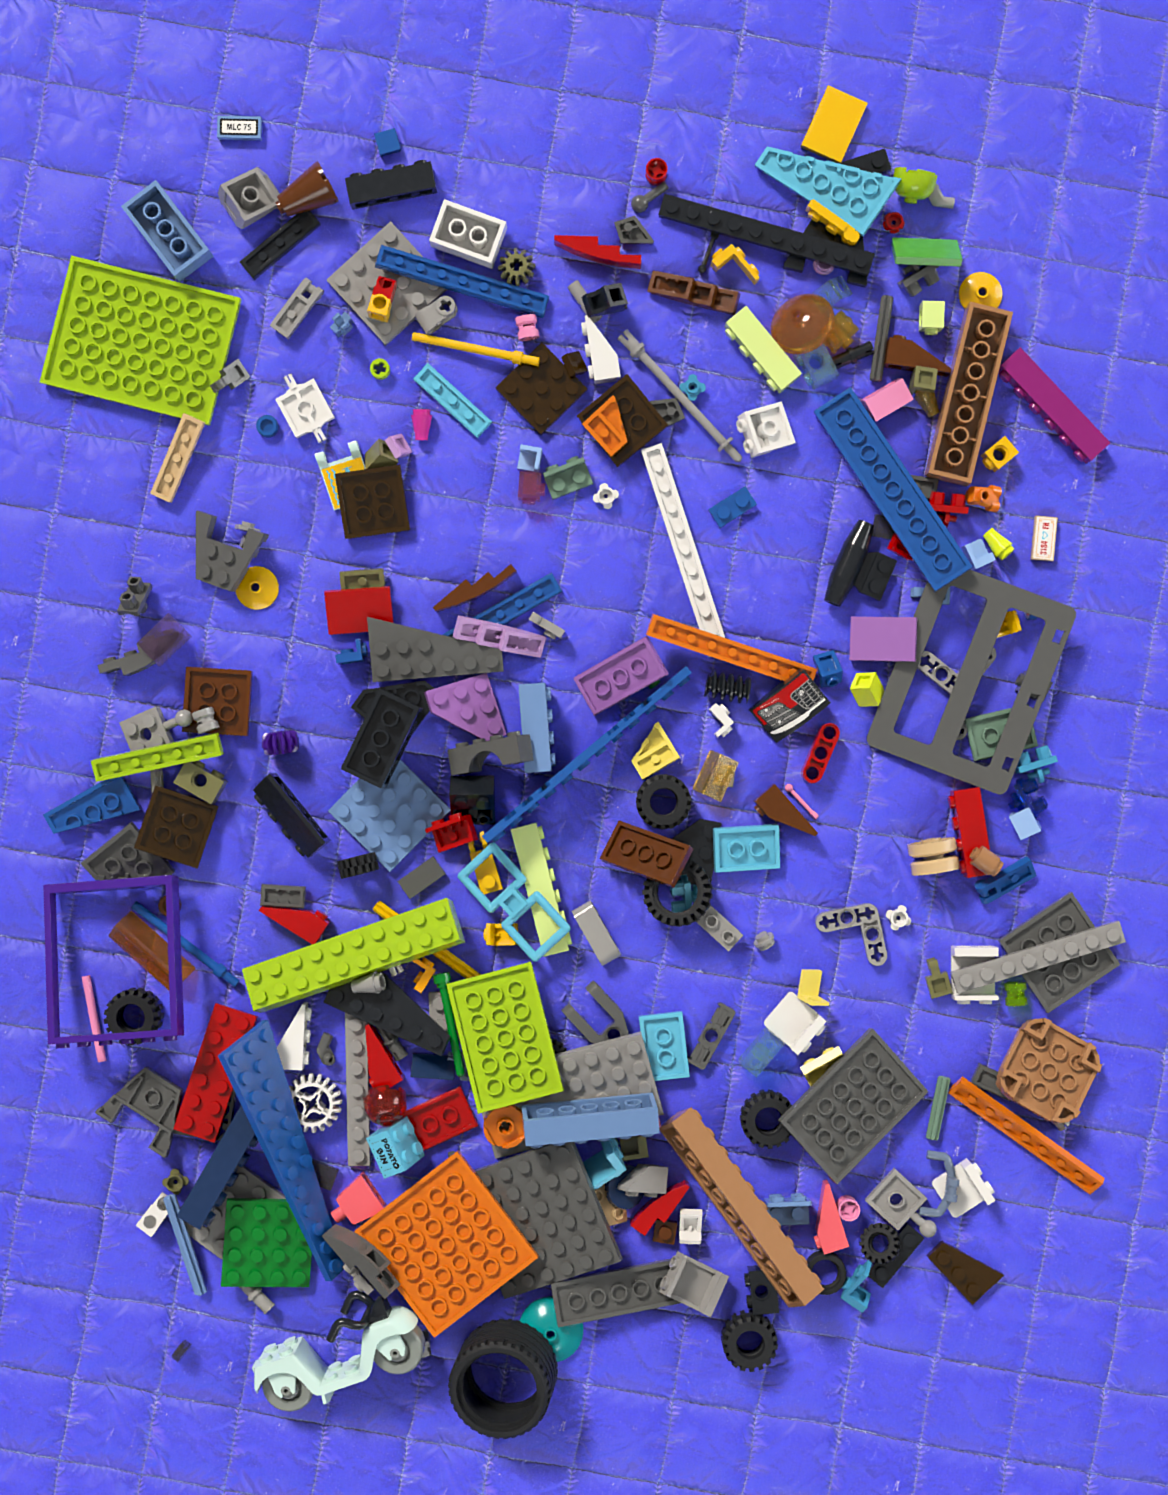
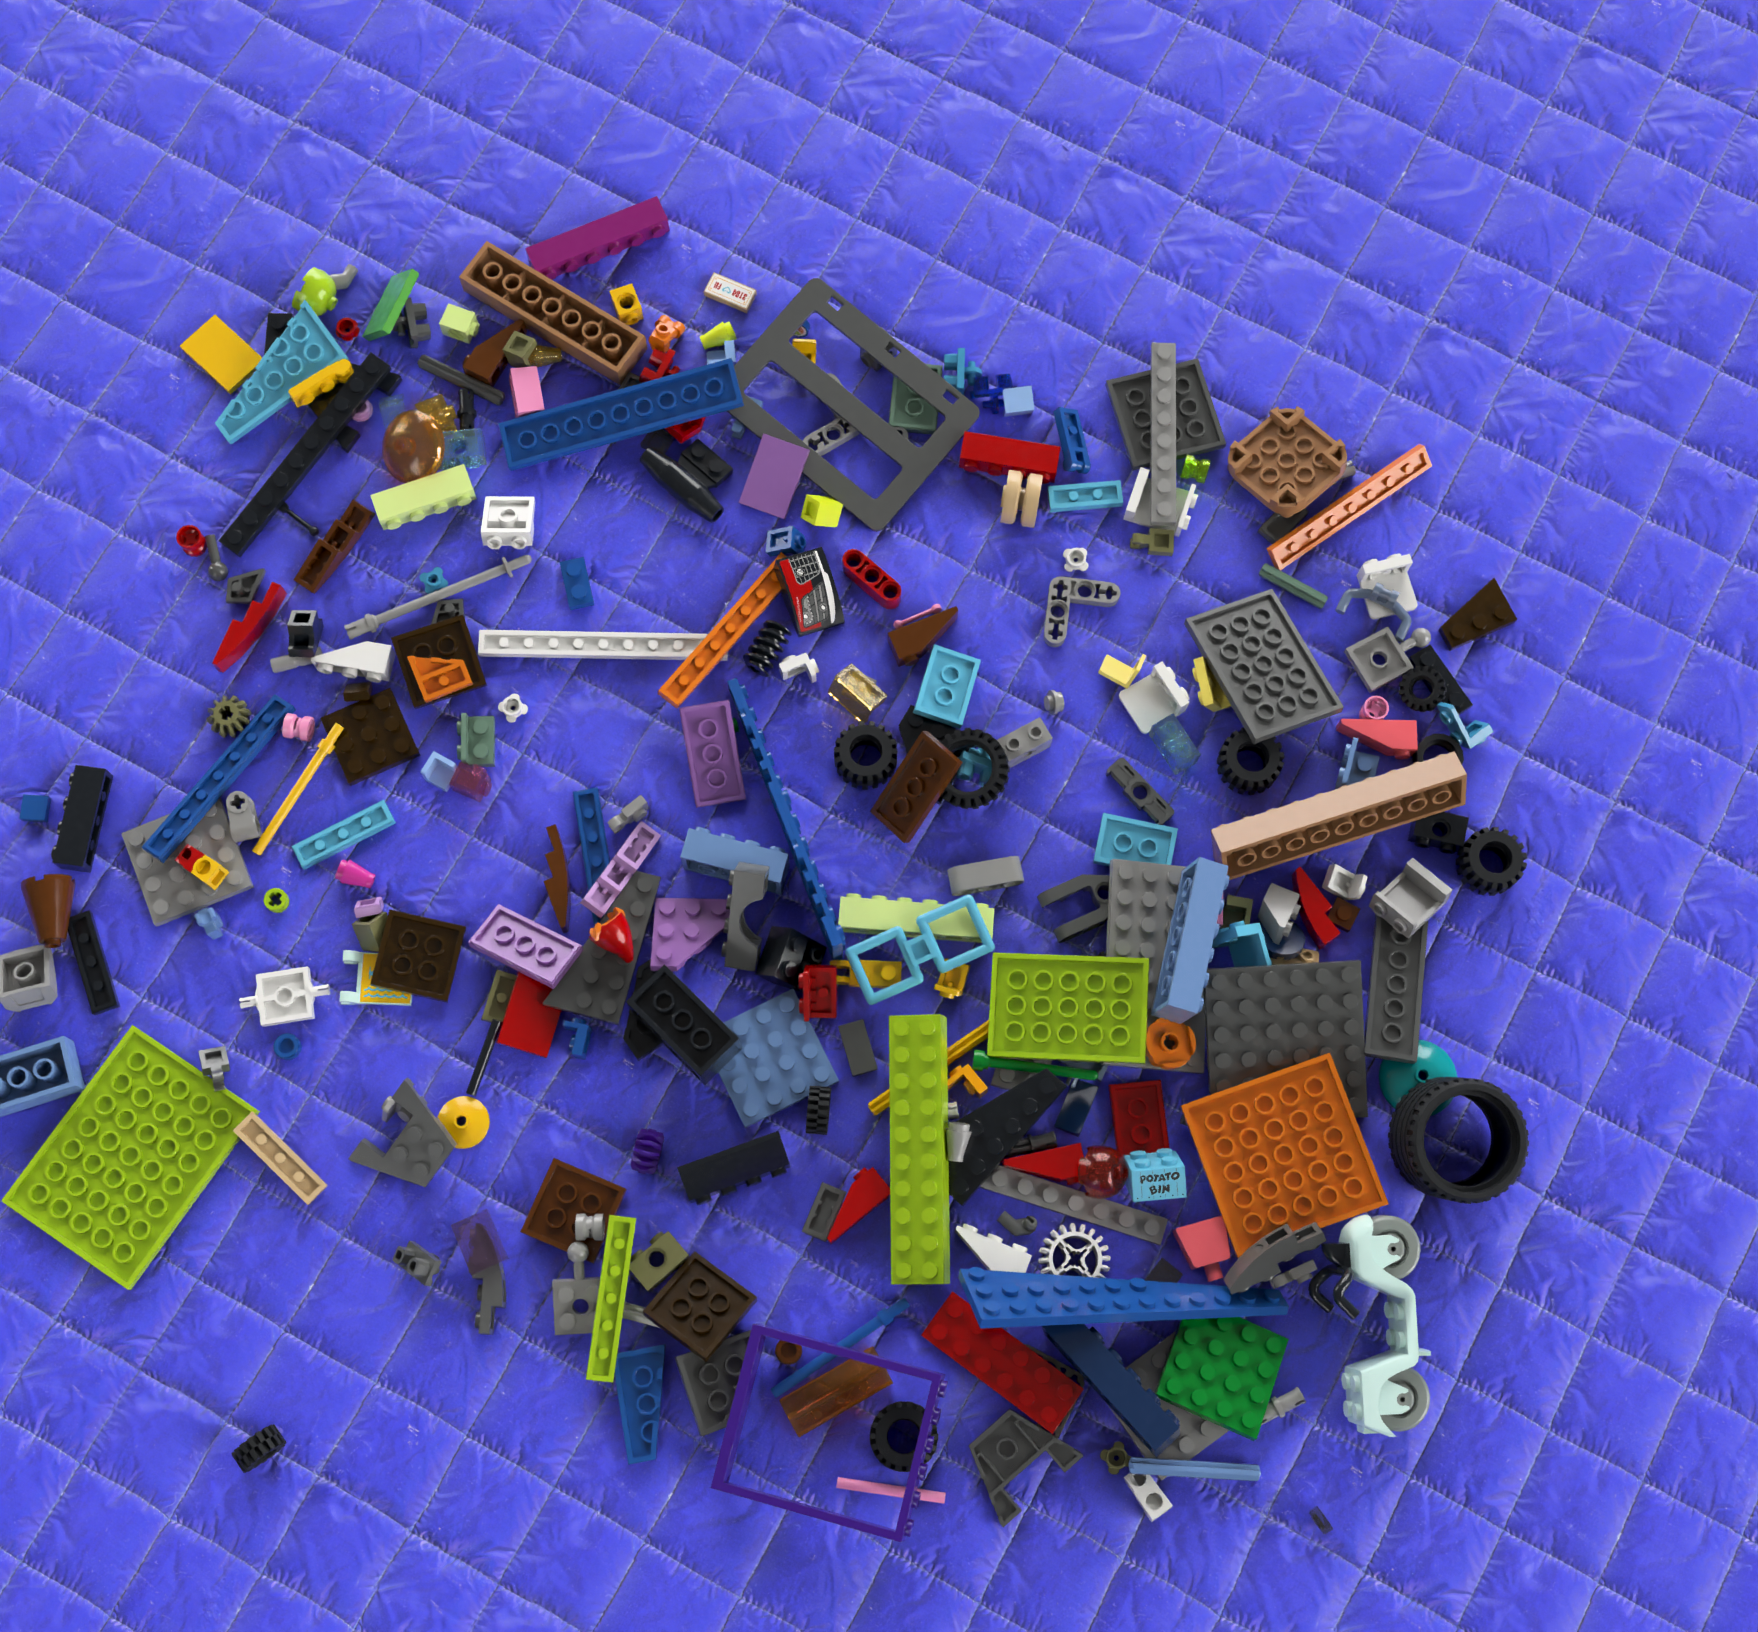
camera: 75 degrees left, 15 degrees down
(296, 308) = (172, 968): light grey plate -> none
(311, 585) = (484, 1057): none -> black bar
(408, 585) = (525, 946): none -> medium lavender tile
(438, 653) = (614, 935): none -> red hat
(468, 234) = (171, 752): white brick -> none
(654, 753) = (810, 748): light yellow wing -> none
(722, 257) = (319, 489): yellow bracket -> none
(958, 907) = (1085, 496): none -> medium azure plate
(970, 286) = (448, 280): yellow dish -> none
(986, 861) = (1044, 446): medium nougat brick -> none

